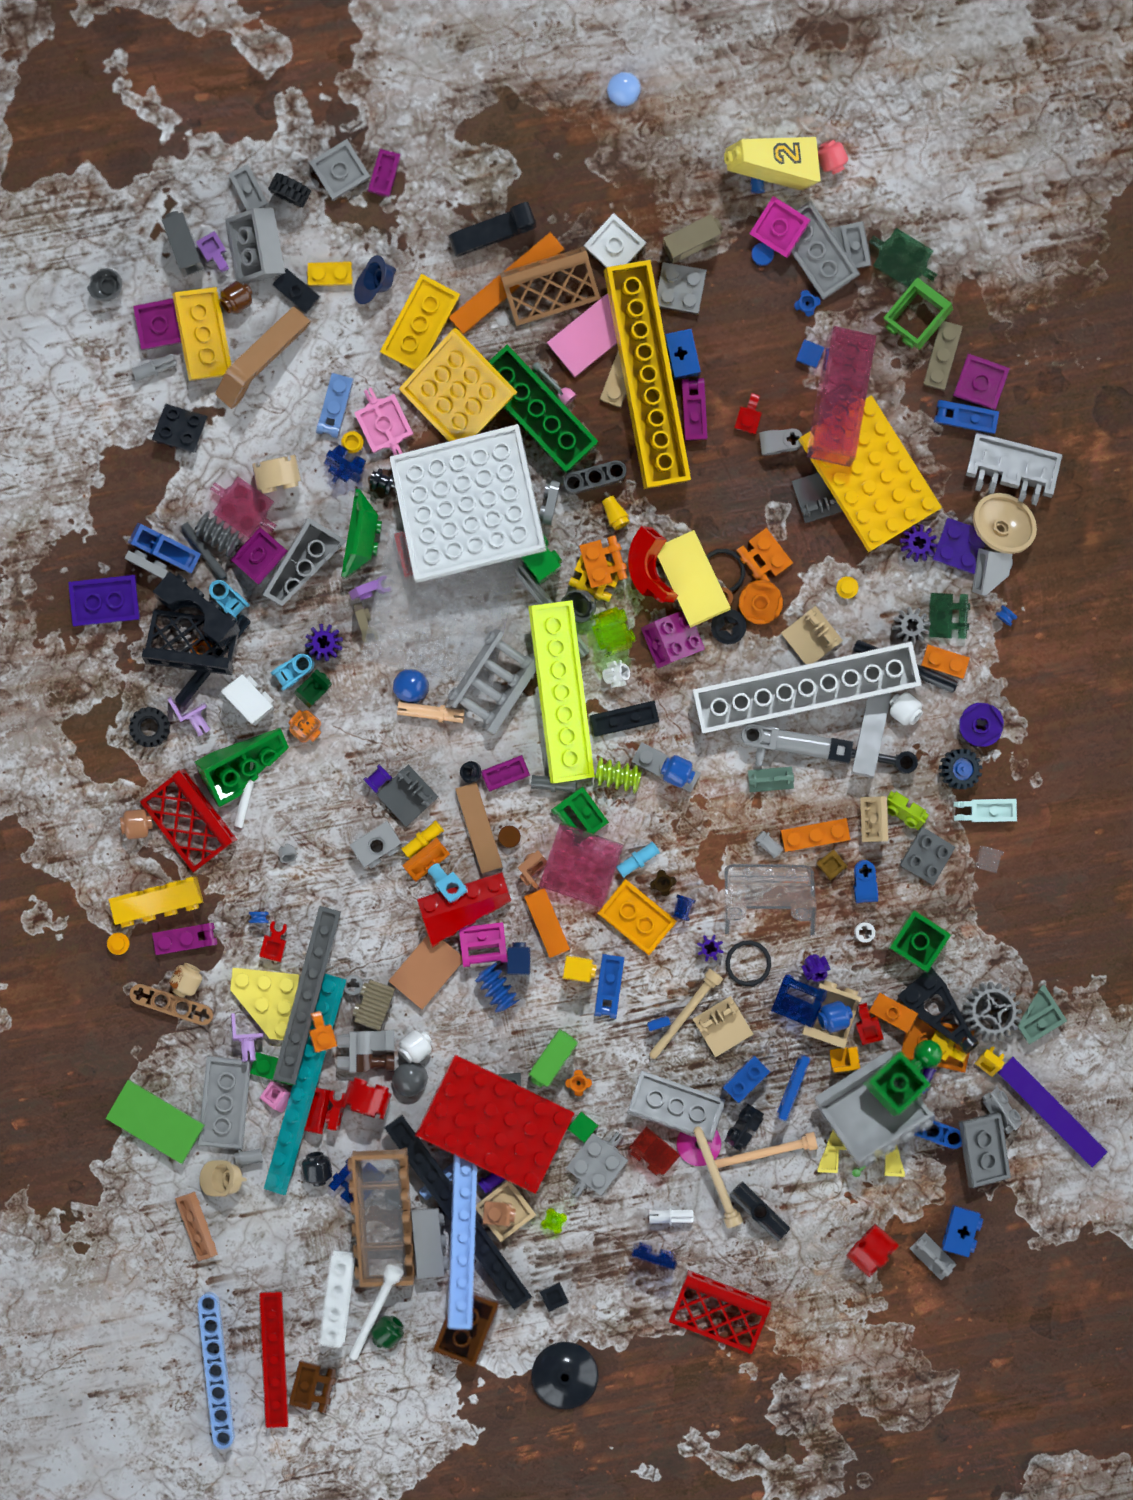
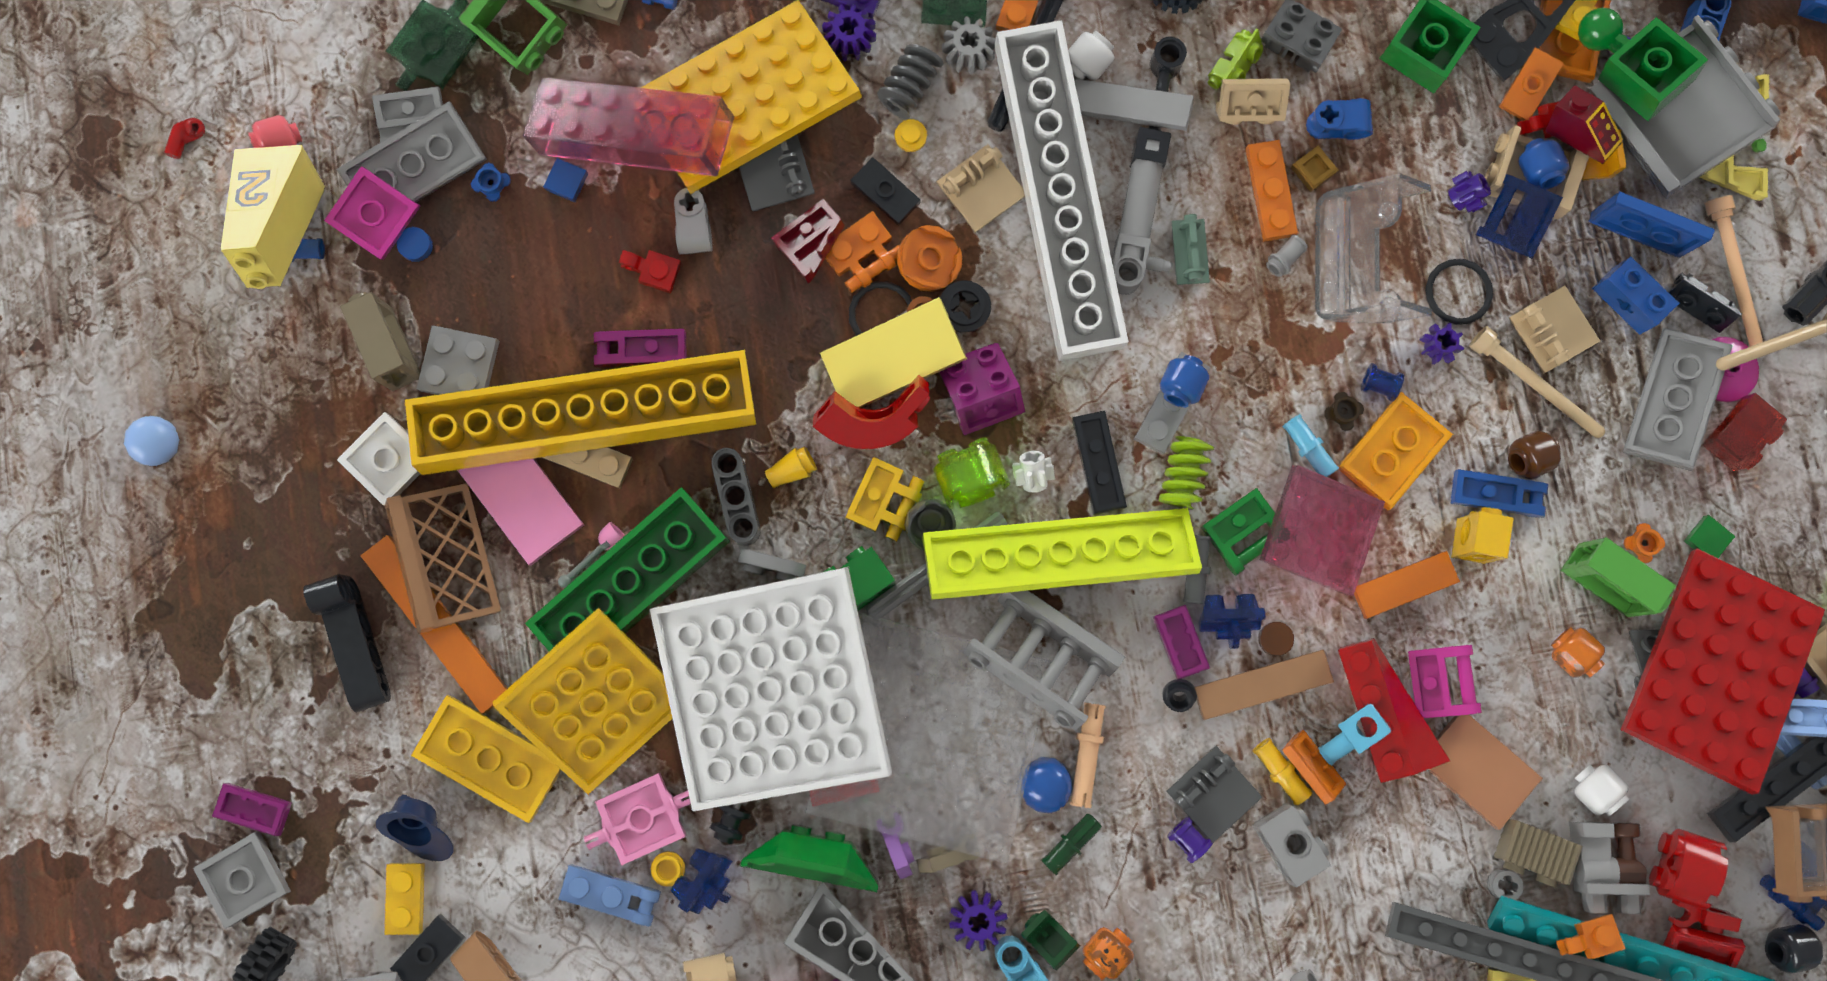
camera: 90 degrees left, 5 degrees down
(373, 702) = (1072, 843): none -> dark green axle
(409, 1079) = (1650, 799): dark grey hair -> none
(496, 988) = (1509, 660): blue piece -> none
(504, 1033) = (1578, 652): none -> orange head
(518, 805) = (1231, 623): none -> clear blue hips
(518, 959) = (1470, 626): dark blue brick -> none
(530, 866) = (1319, 604): nougat bracket -> none
(596, 564) = (866, 496): orange plate -> none
(597, 1164) = (1765, 517): light grey plate -> none
(635, 1008) = (1534, 455): none -> reddish brown head
(658, 1023) = (1556, 420): blue tile -> none
(682, 341) = (539, 357): blue brick -> none
(771, 520) = (809, 238): none -> wing
(808, 571) = (885, 191): none -> black plate
(836, 93) = (182, 134): none -> red arm
(858, 1041) = (1585, 125): none -> dark red slope
(868, 927) = (1405, 132): white bush -> none
(884, 584) = (906, 79): none -> dark grey piece

